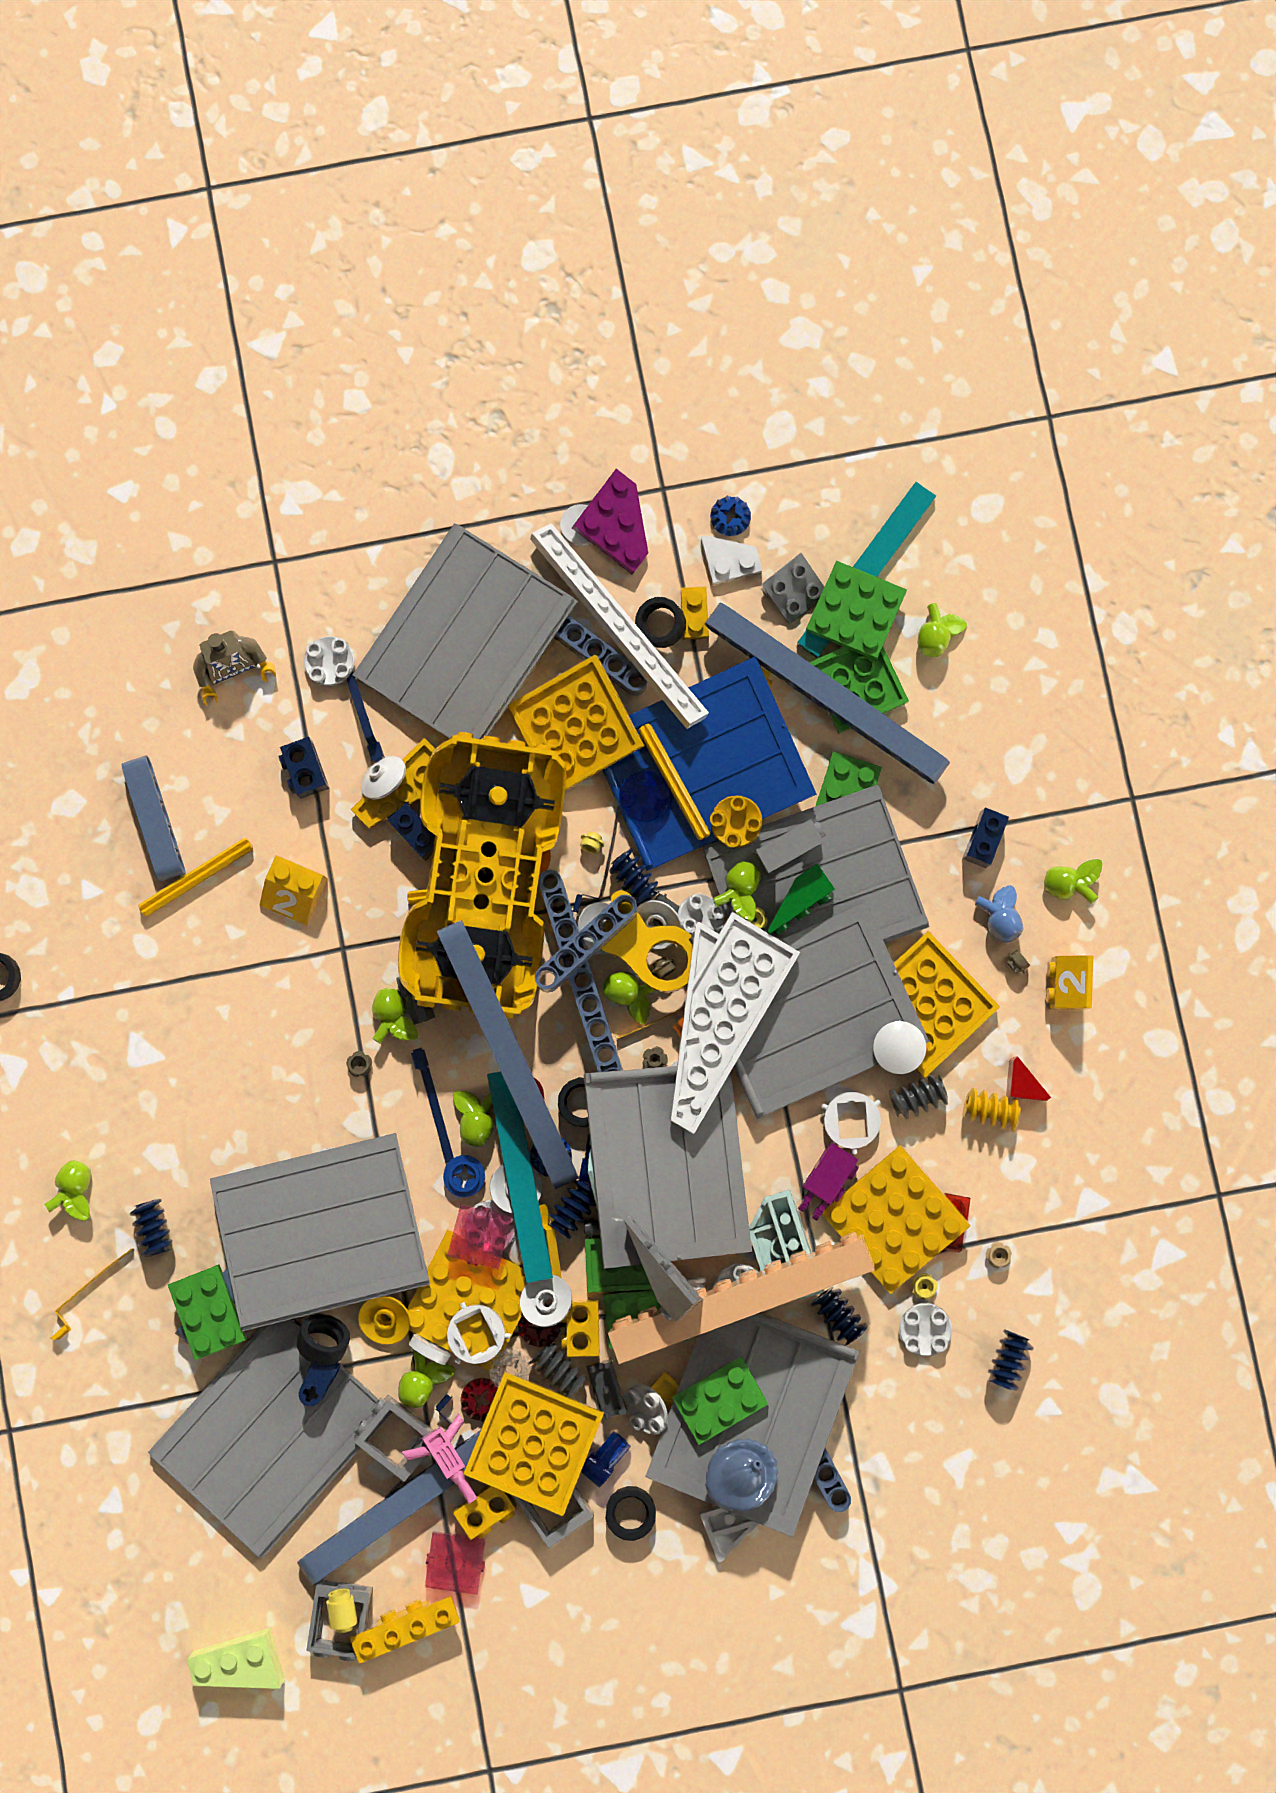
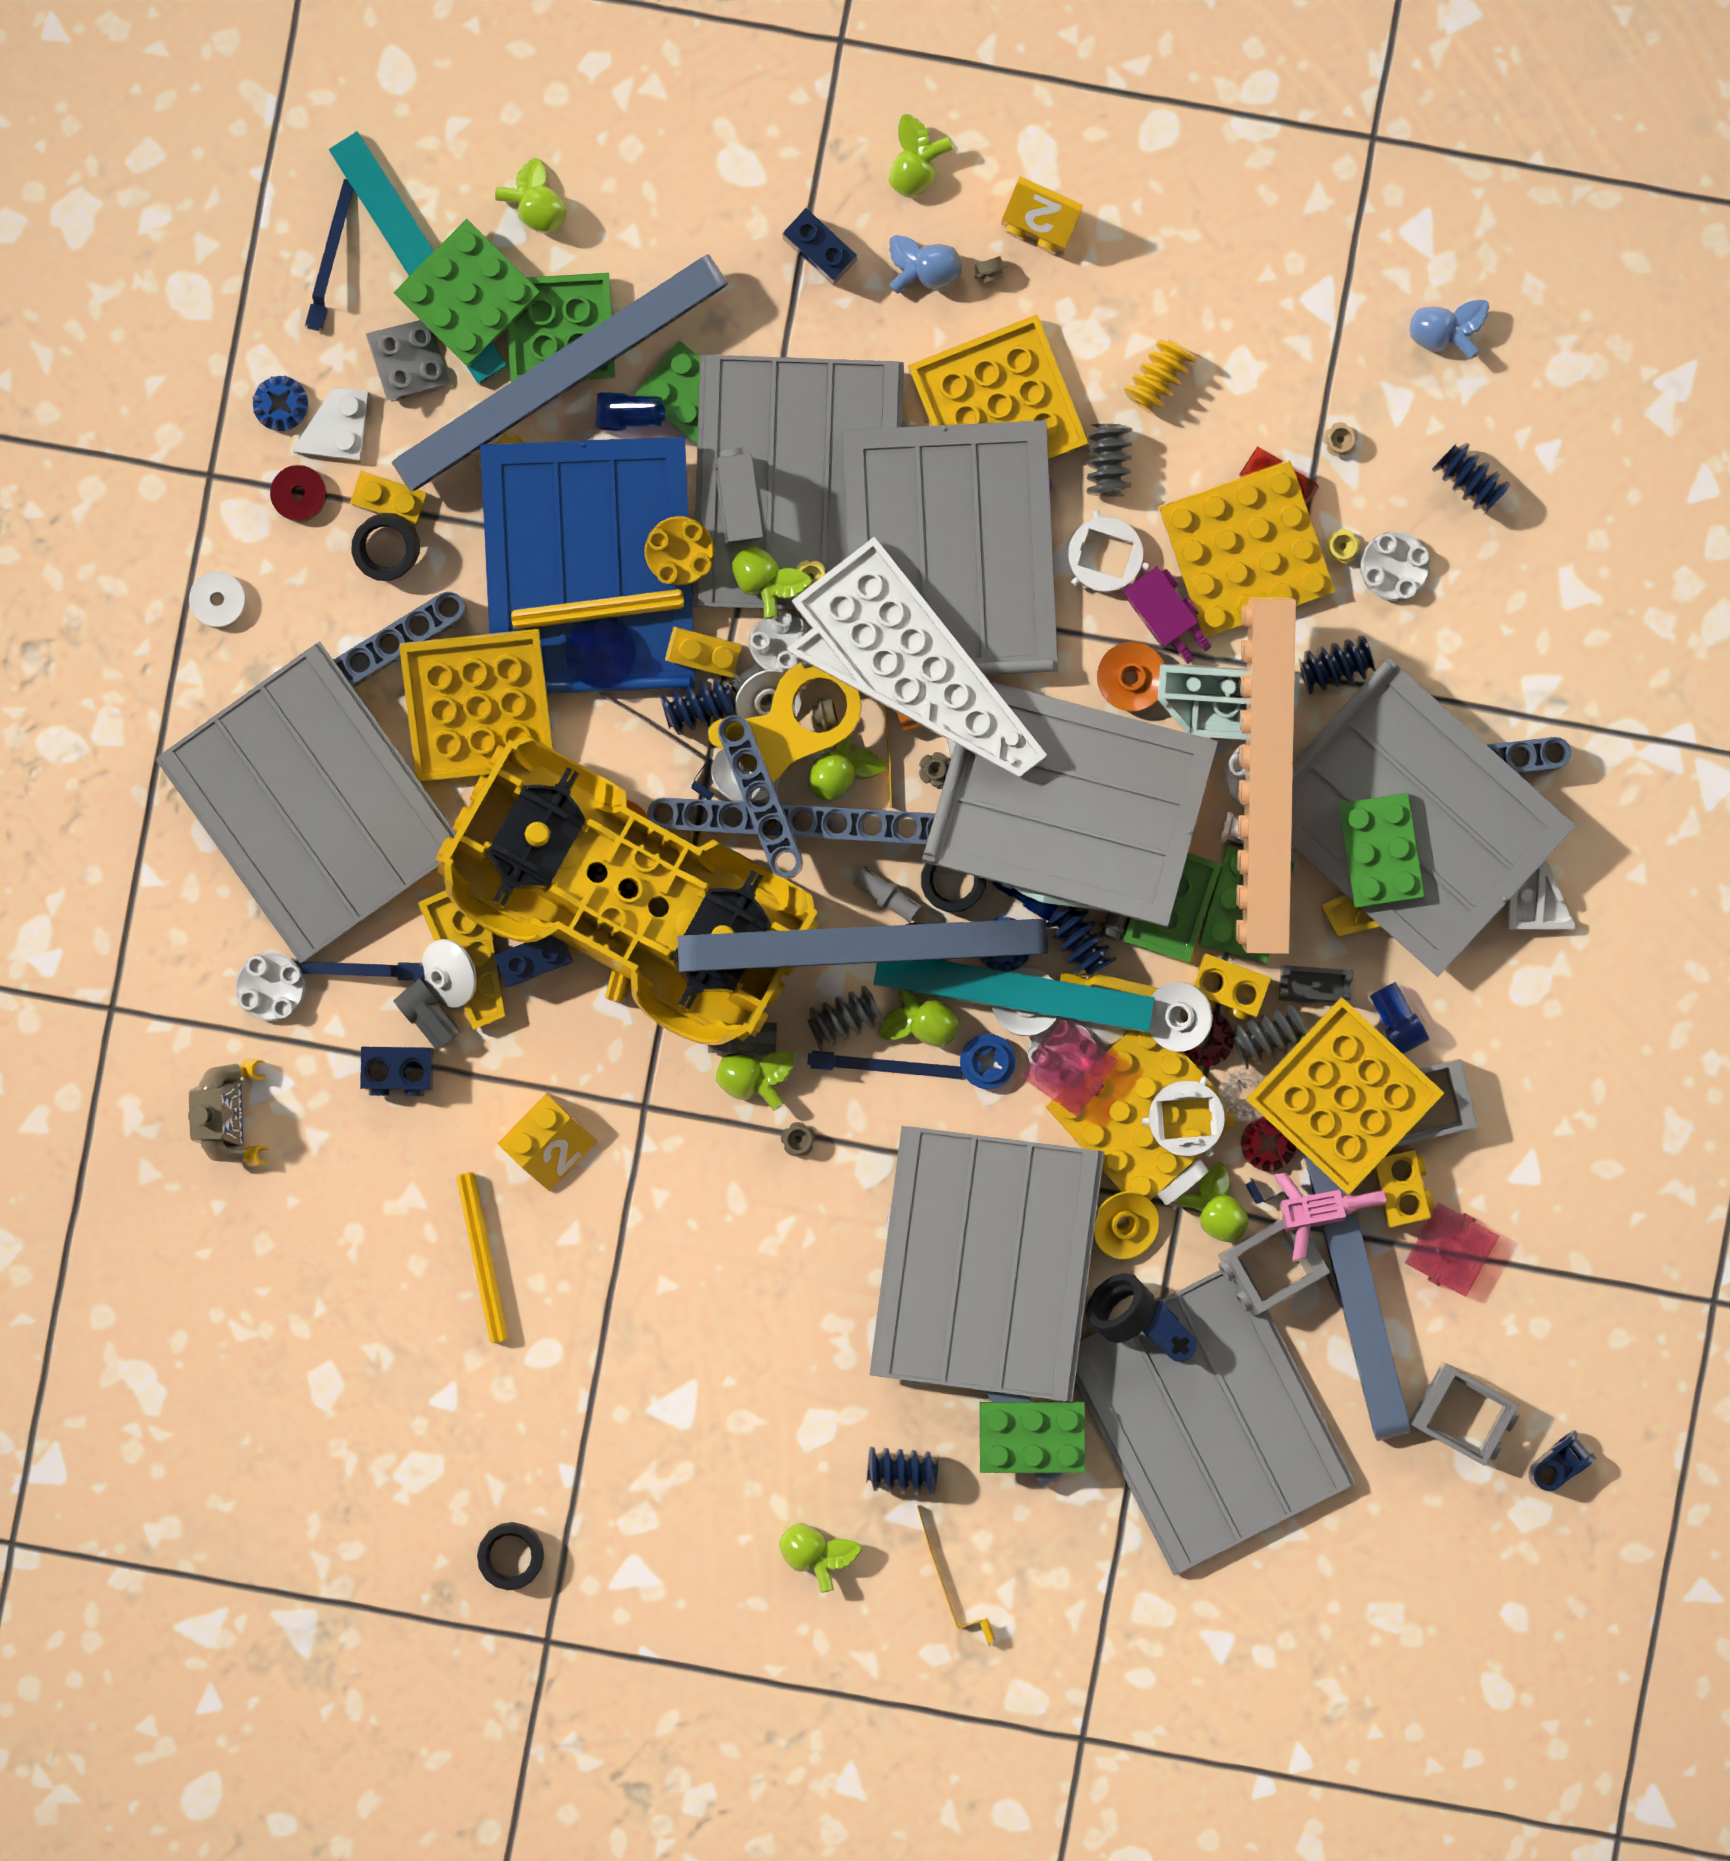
camera: 70 degrees left, 5 degrees up
(153, 818) = (387, 1282): sand blue beam -> none
(238, 1662) = (1467, 1554): yellowish green wedge -> none
(332, 1706) = (1562, 1461): none -> dark blue piece
(341, 1610) = (1452, 1403): light yellow brick -> none
(352, 769) = (423, 1009): none -> dark grey piece
(404, 1627) = (1503, 1336): yellow bracket -> none
(456, 1062) = (843, 1017): none -> dark grey piece
(554, 1059) = (887, 894): none -> light grey pin
(591, 842) = (632, 742): light yellow plate -> none
(614, 1526) = (1501, 1013): black tyre -> none
(615, 522) = (232, 553): magenta plate -> none
(619, 626) = (370, 601): white plate -> none
(646, 1409) = (1358, 945): white dish -> none
(669, 1285) = (1216, 855): light grey wedge -> none
(673, 866) = (703, 652): none -> yellow plate
(677, 540) = (287, 481): none -> dark red piece
(741, 1475) = (1478, 857): sand blue piece -> none
(769, 1157) = (1125, 658): none -> orange dish
(803, 517) = (317, 311): none -> dark blue piece
(805, 891) = (801, 501): green slope -> none
(817, 745) = (620, 411): none -> clear blue piece
(899, 1047) = (1039, 460): white dish -> none
(1022, 1082) = (1142, 324): red slope -> none
(1106, 1293) = (1438, 327): none -> medium blue piece

